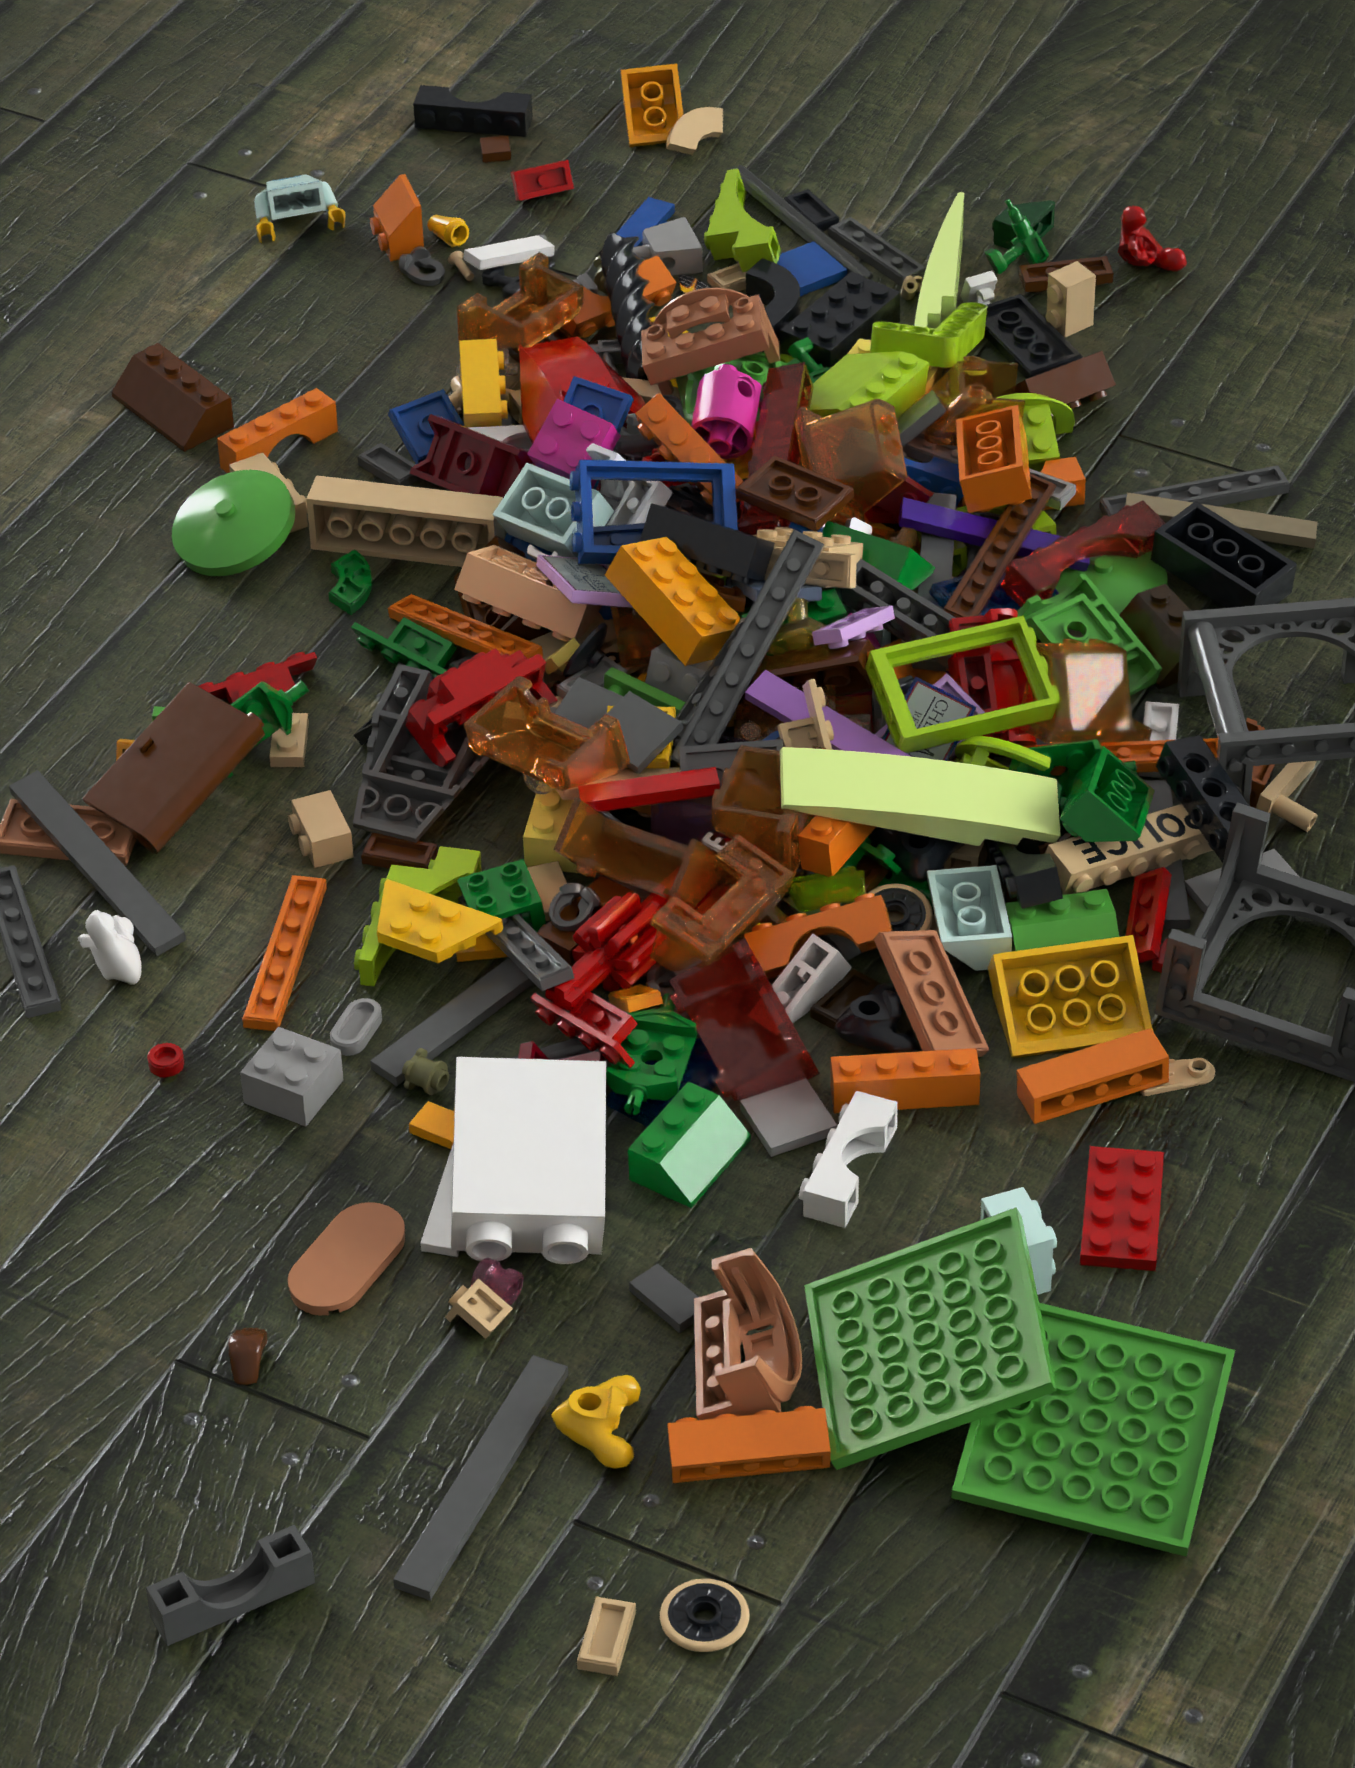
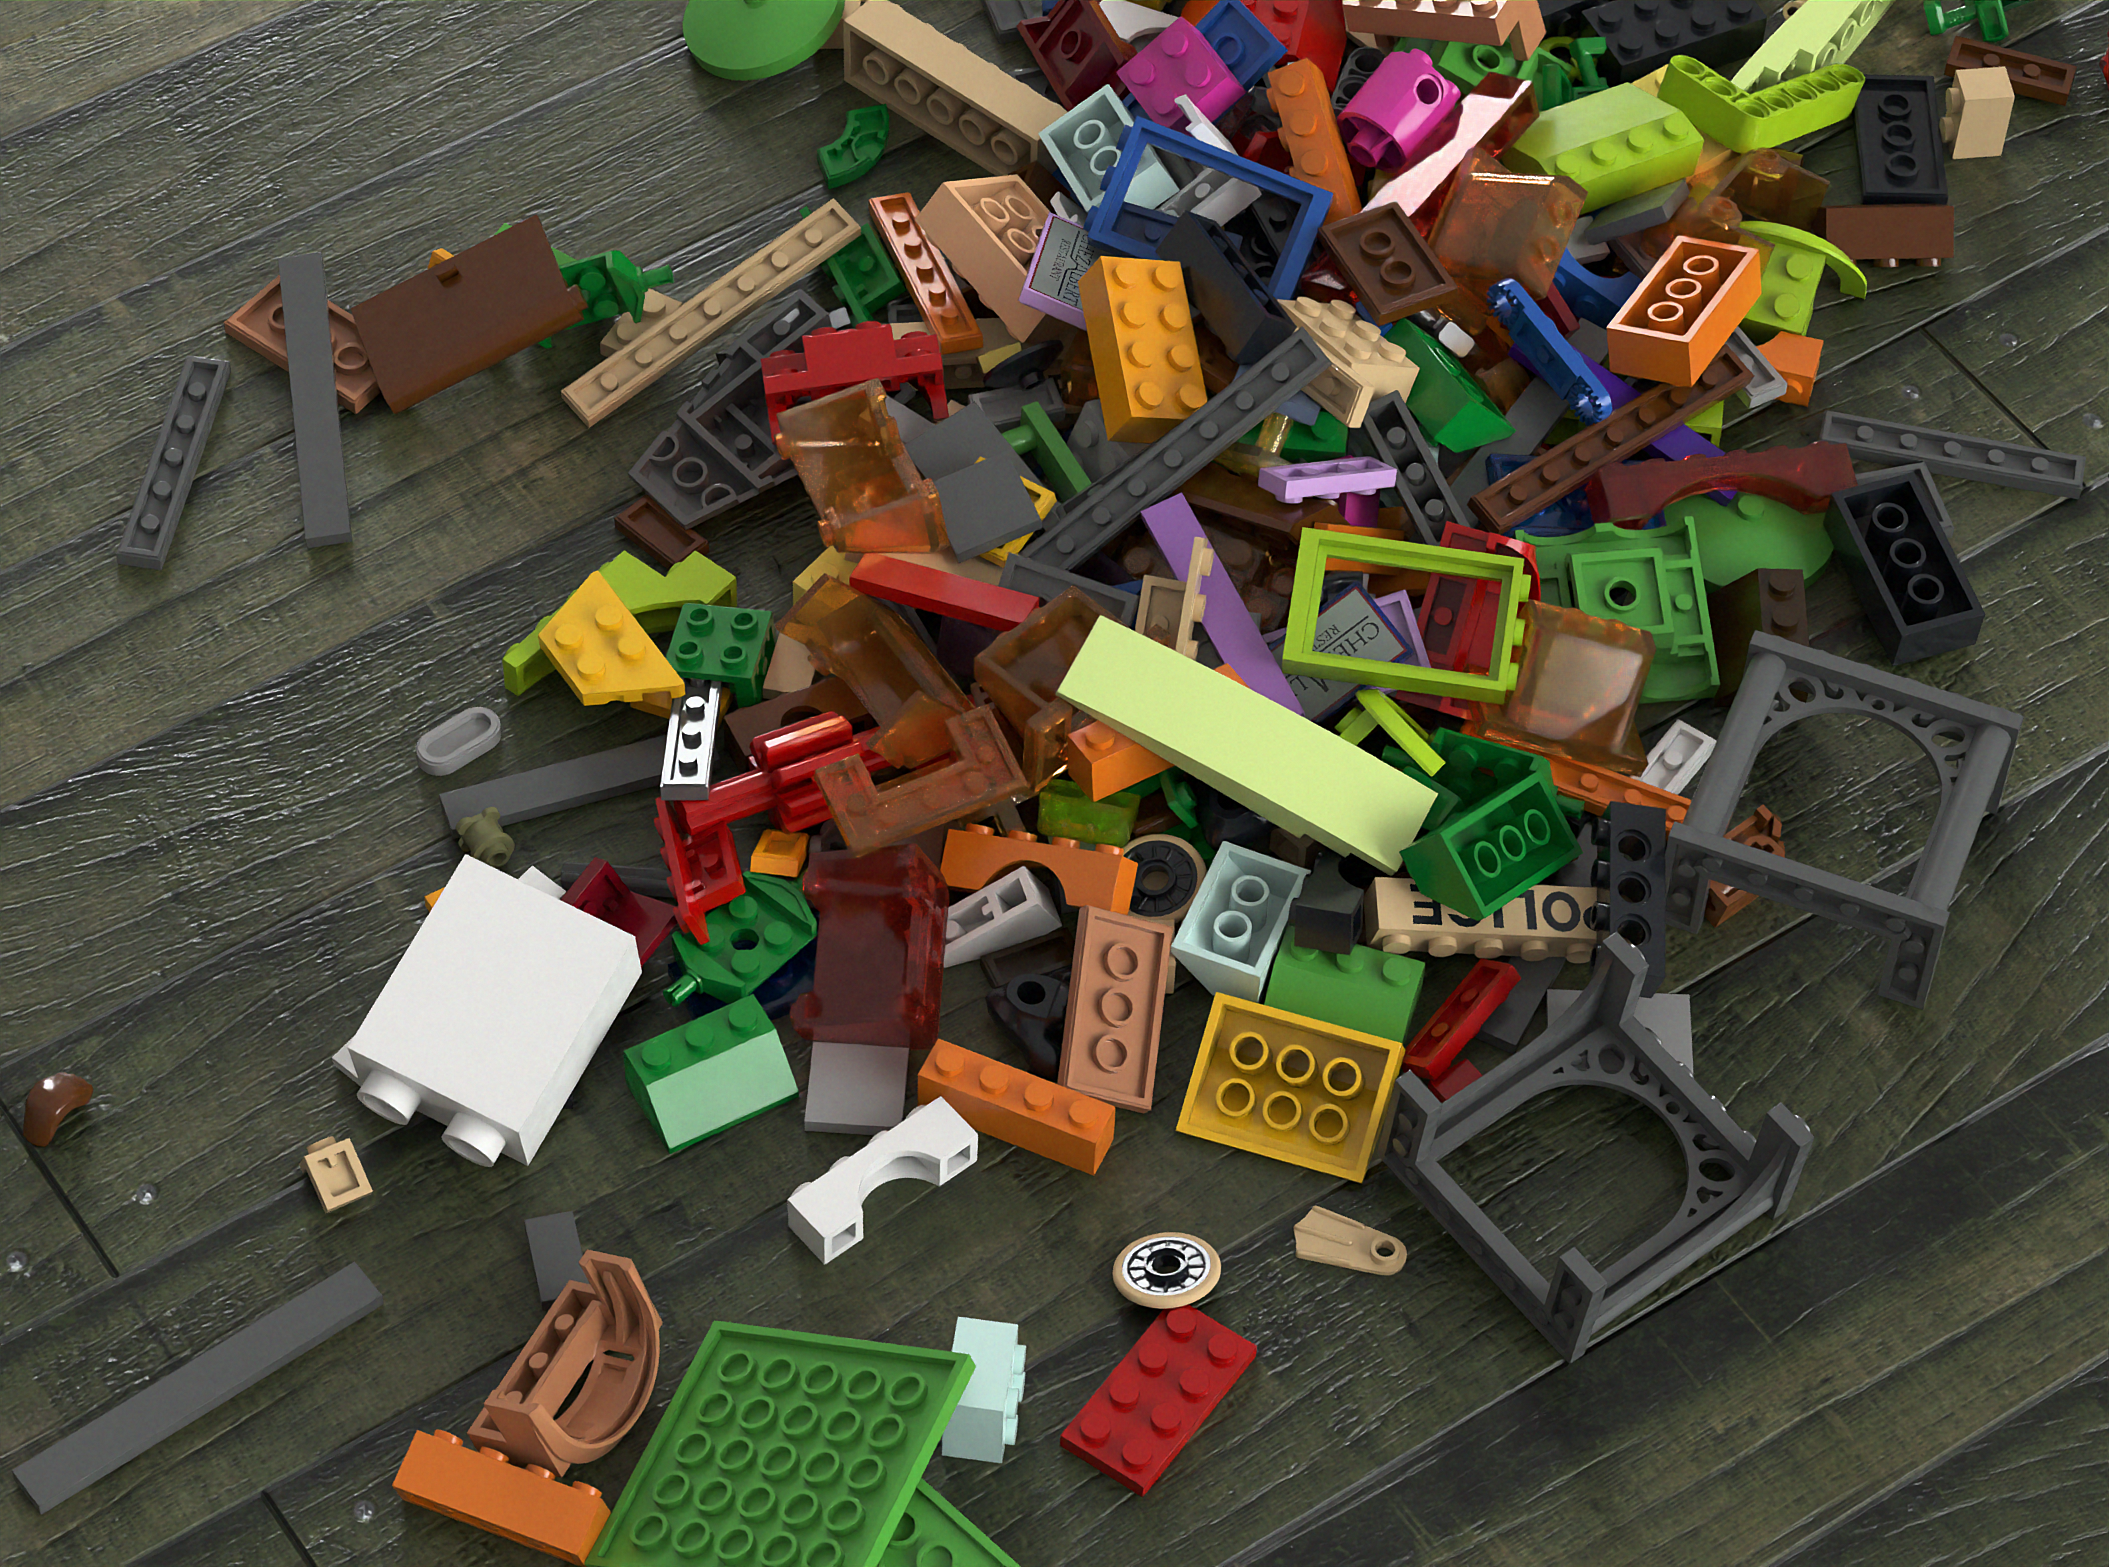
camera: 25 degrees right, 10 degrees up
(112, 946) = (252, 526): white head -> none
(165, 1060) = (224, 688): red tile -> none
(273, 674) = (652, 244): red bracket -> none
(284, 953) = (446, 608): orange tile -> none
(292, 1076) = (335, 775): light grey brick -> none
(321, 829) = (589, 464): tan brick -> none
(337, 707) = (710, 313): none -> tan tile
(346, 1258) = (243, 1037): nougat tile -> none
(504, 1282) = (379, 1151): clear pink wheel -> none
(565, 897) = (806, 700): dark grey piece -> none
(594, 1413) = (362, 1372): yellow head -> none
(931, 509) = (1549, 351): none -> blue plate
(979, 288) = (1883, 49): white tile -> none
(1091, 1128) = (1196, 1273): none -> wheel
(1092, 1075) = (1241, 1204): orange brick -> none
(1259, 525) = (1959, 509): dark tan tile -> none
(1275, 796) = (1736, 930): tan piece -> none

